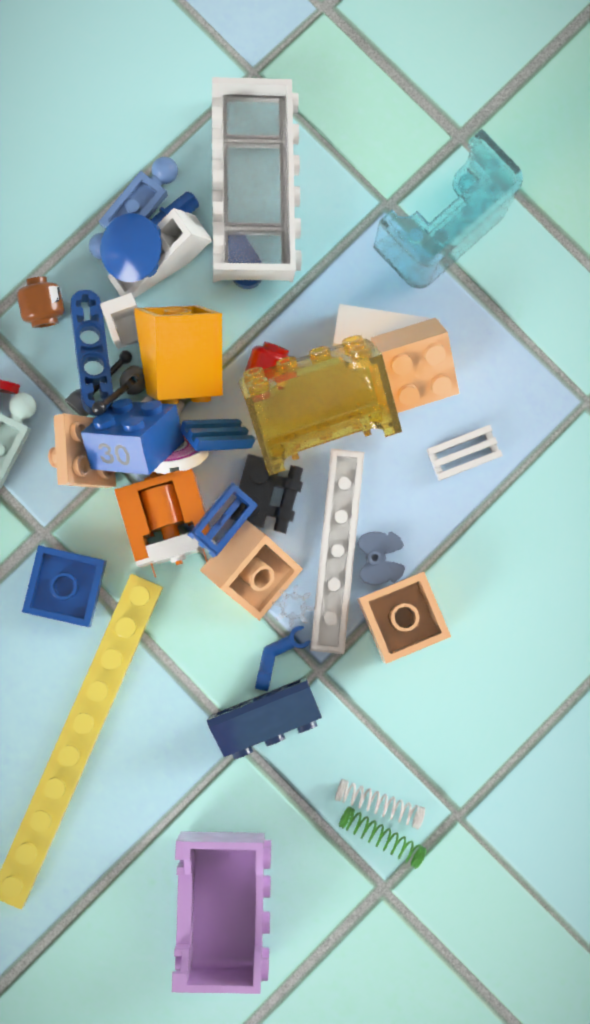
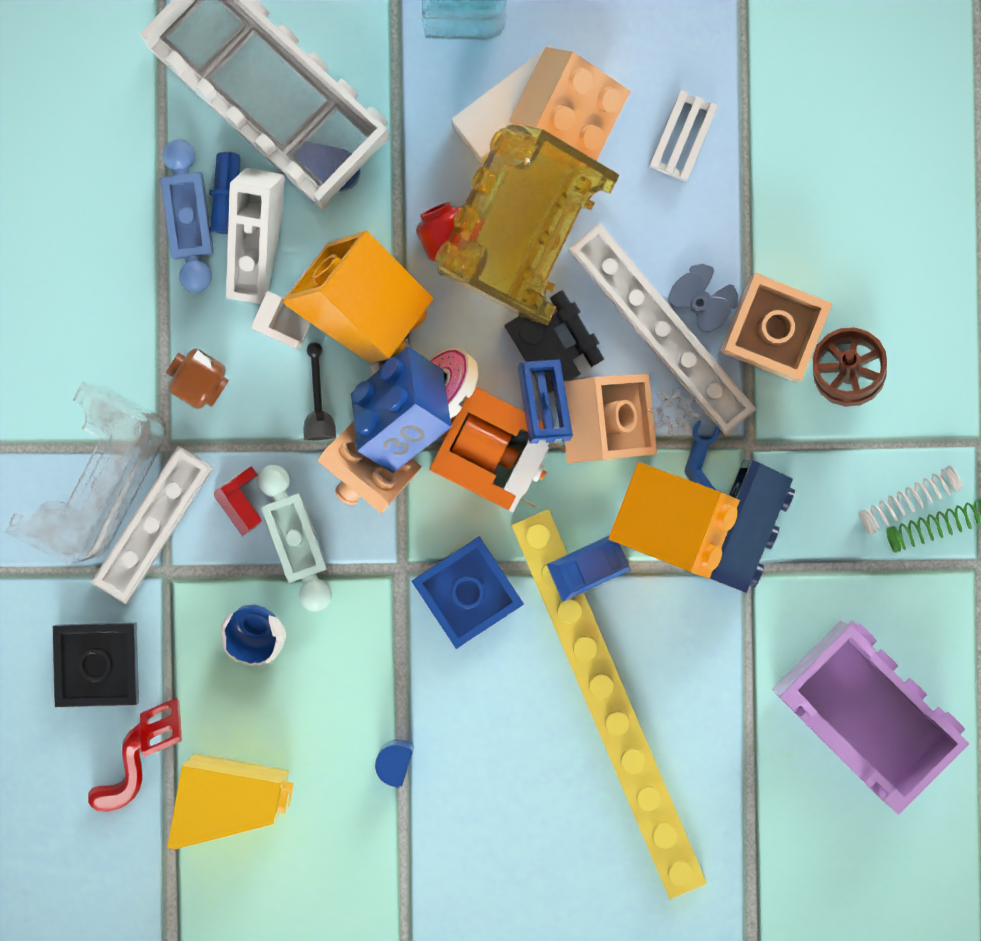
camera: 45 degrees left, 5 degrees up
(90, 352) = (288, 372): blue beam -> none
(127, 385) = (346, 372): hinge -> none
(131, 247) = (227, 253): blue dish -> none
(149, 645) = (588, 567): none -> blue tile
(216, 434) = (461, 333): blue tile -> none
(223, 668) = (674, 520): none -> light orange slope
(424, 686) = (849, 366): none -> copper wheel

